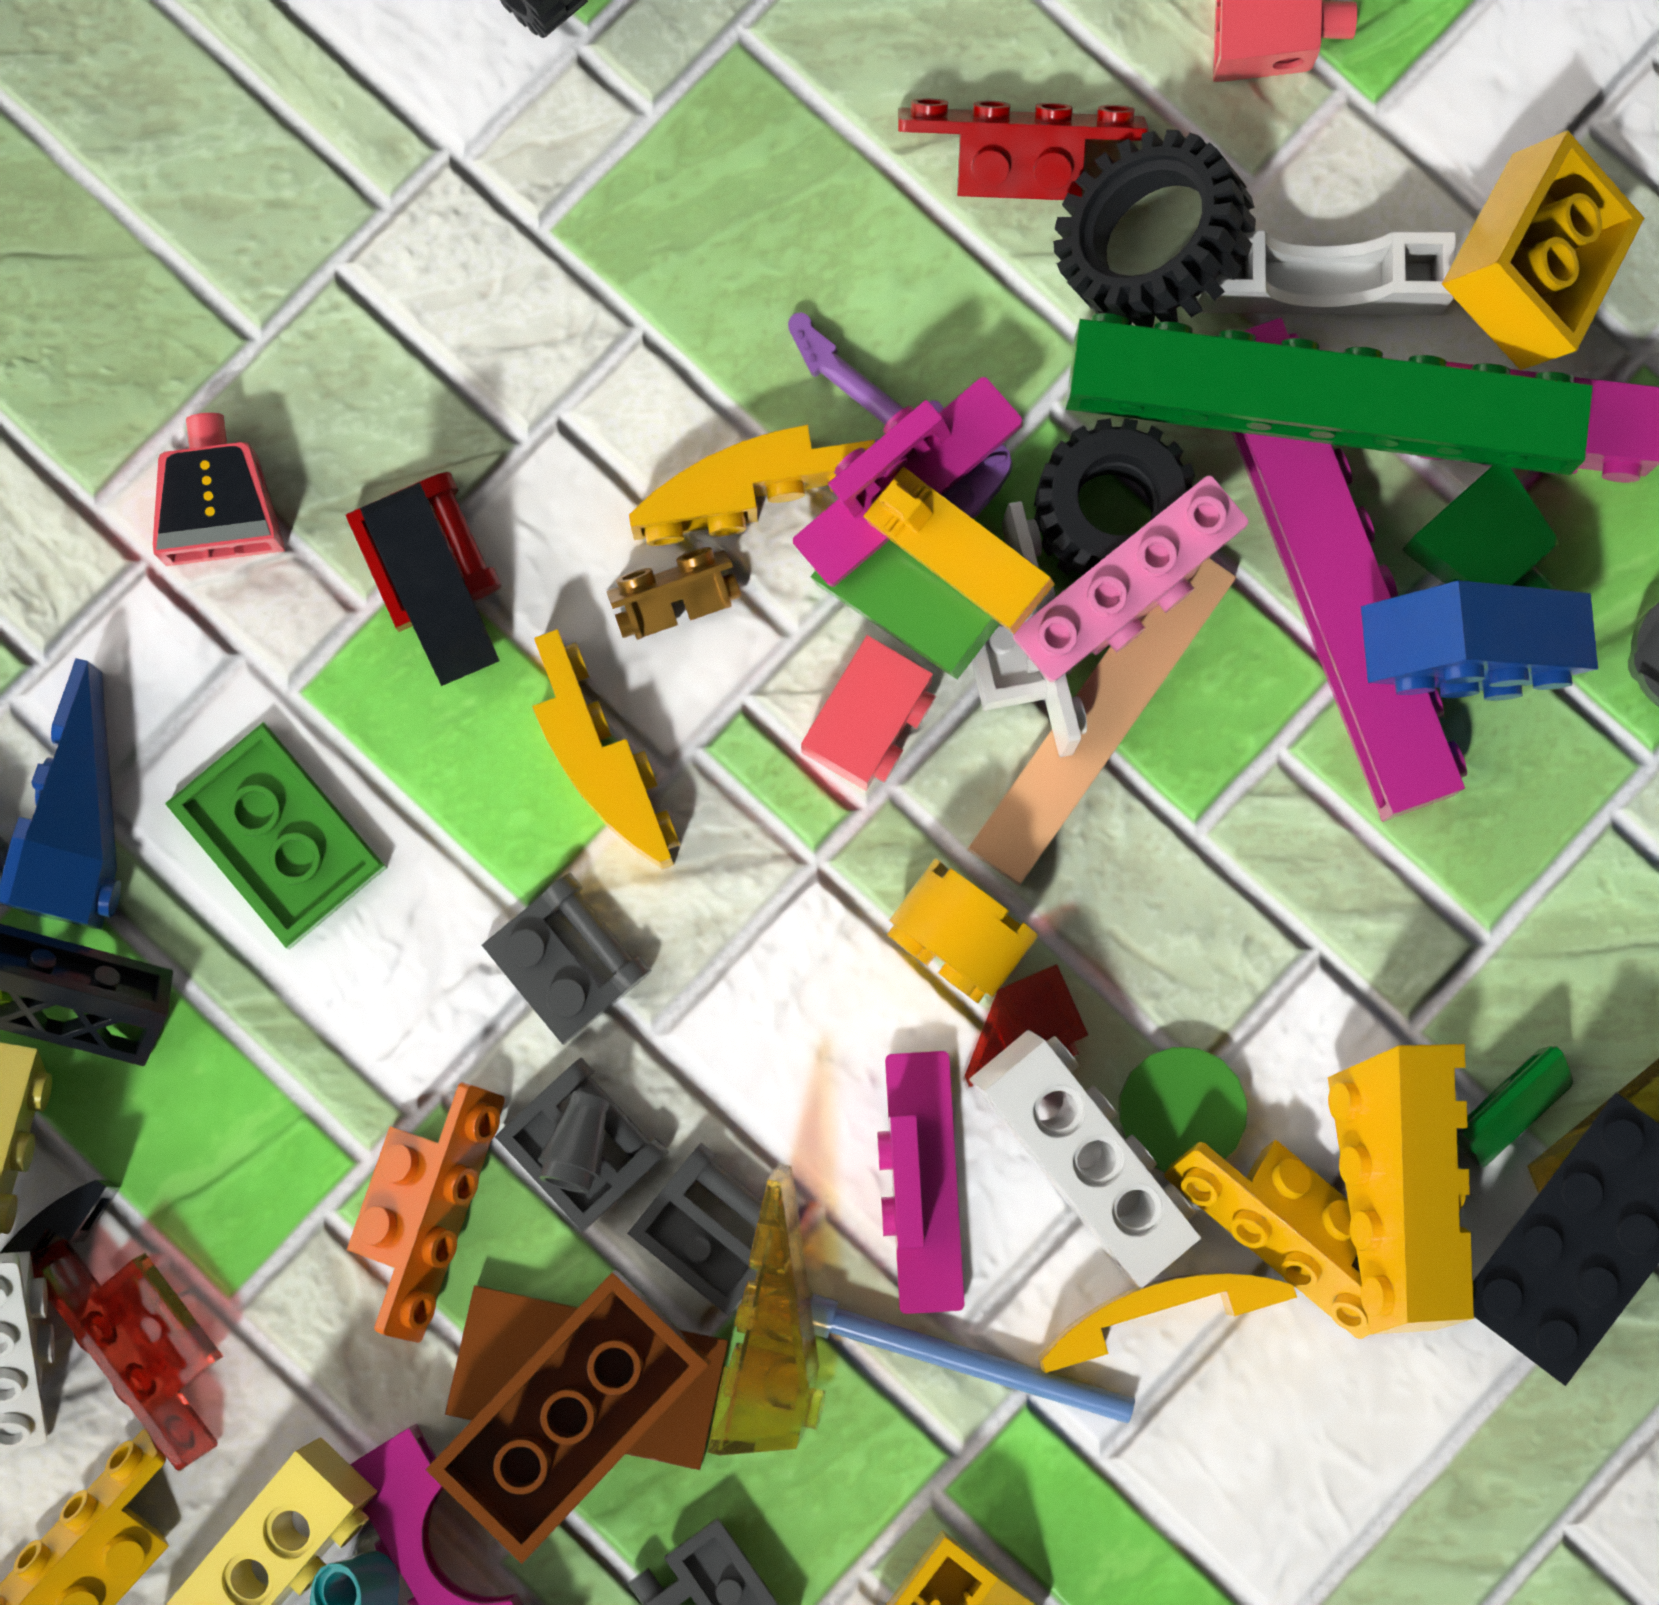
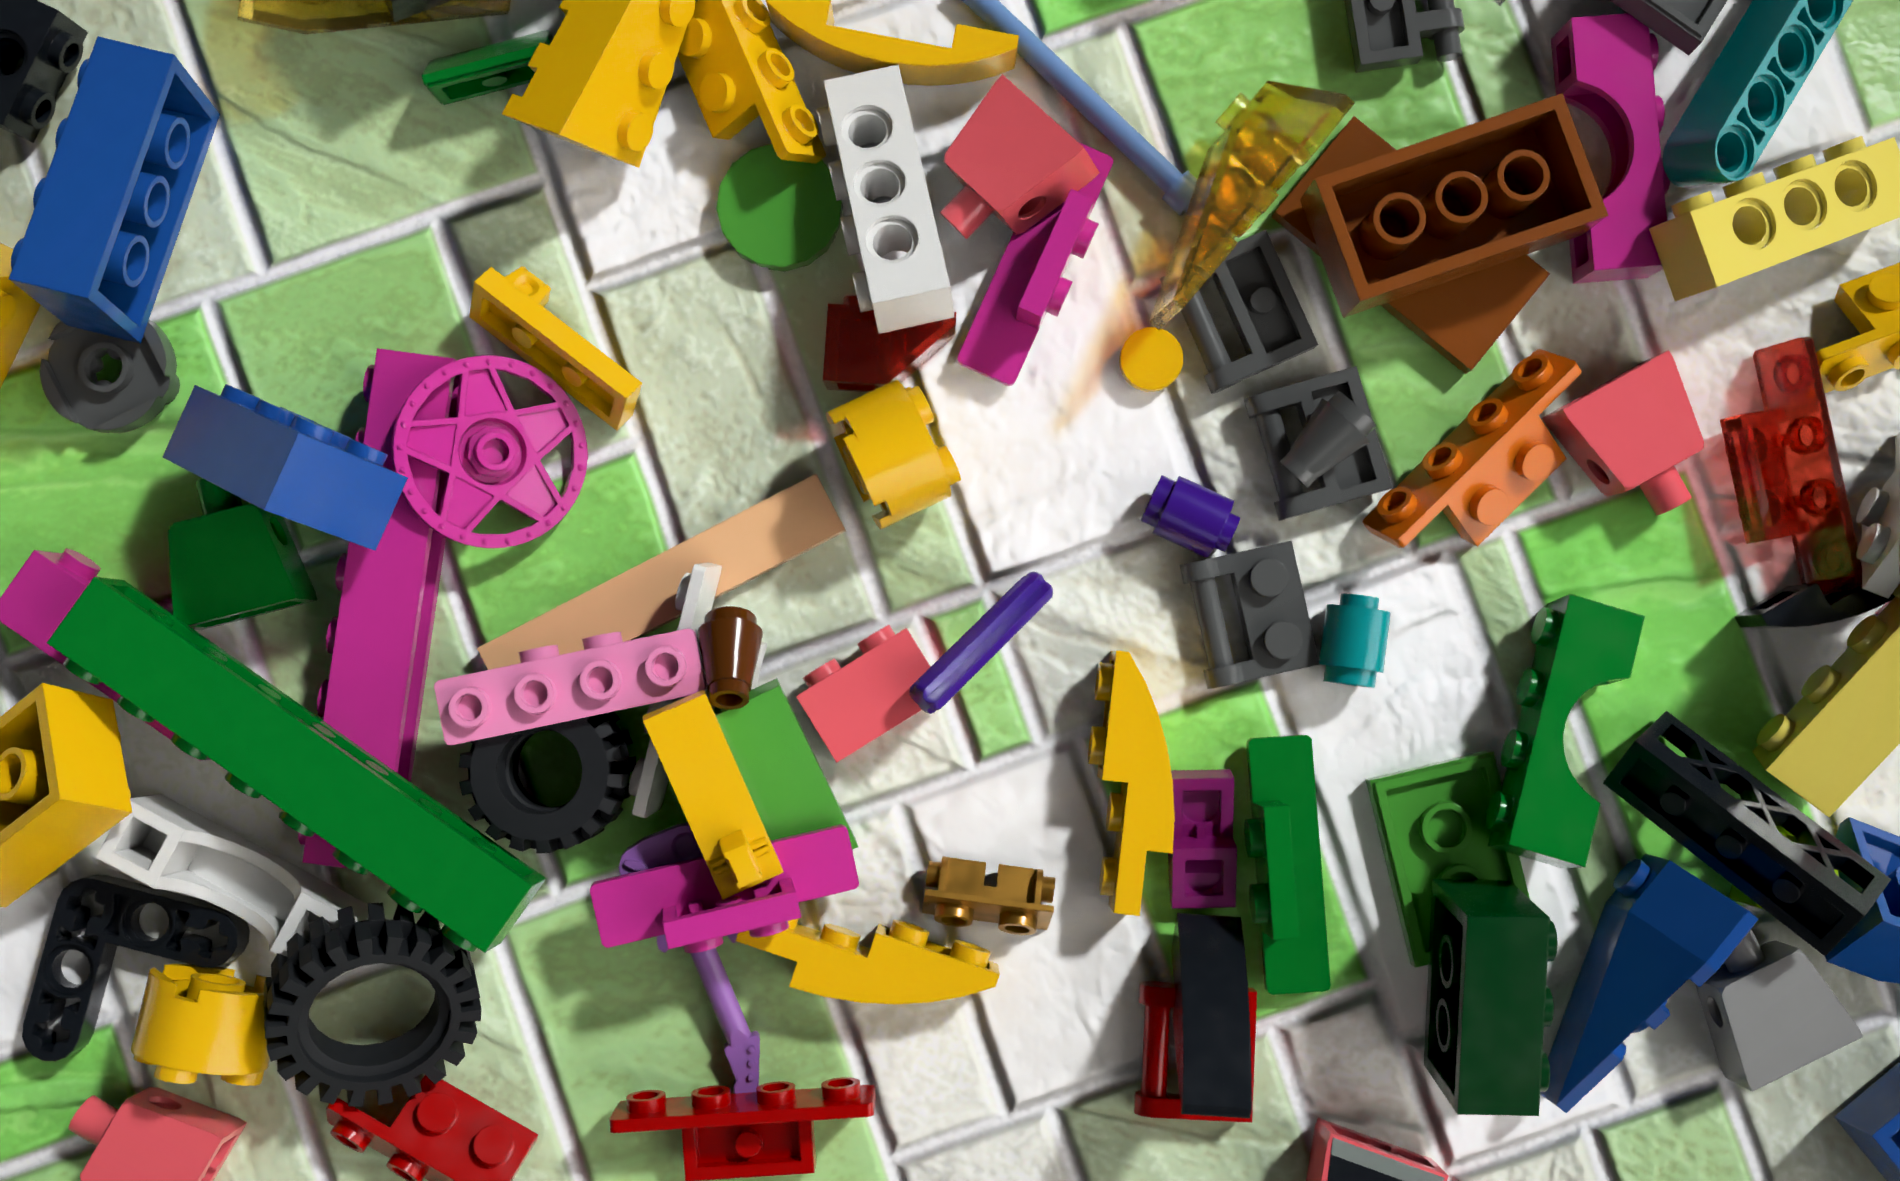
camera: 150 degrees left, 5 degrees up
(194, 722) = (1488, 997): none -> dark green brick
(223, 912) = (1541, 804): none -> green arch
(297, 1302) = (1633, 433): none -> coral torso
(421, 755) = (1288, 865): none -> green bracket
(460, 980) = (1354, 641): none -> teal brick
(509, 738) = (1203, 843): none -> magenta slope
(664, 1018) = (1191, 515): none -> dark purple brick
(771, 1141) = (1151, 359): none -> yellow tile
(778, 288) = (745, 1132): none -> red bracket
(794, 805) = (981, 642): none -> dark purple axle
(991, 1253) = (1012, 163): none -> coral torso
(1008, 676) = (729, 654): none -> reddish brown cone
(1288, 144) = (202, 1024): none -> yellow brick
(1316, 751) = (490, 451): none -> dark pink wheel
(1367, 886) = (516, 315): none -> yellow hinge
(1410, 186) = (114, 928): none -> black beam

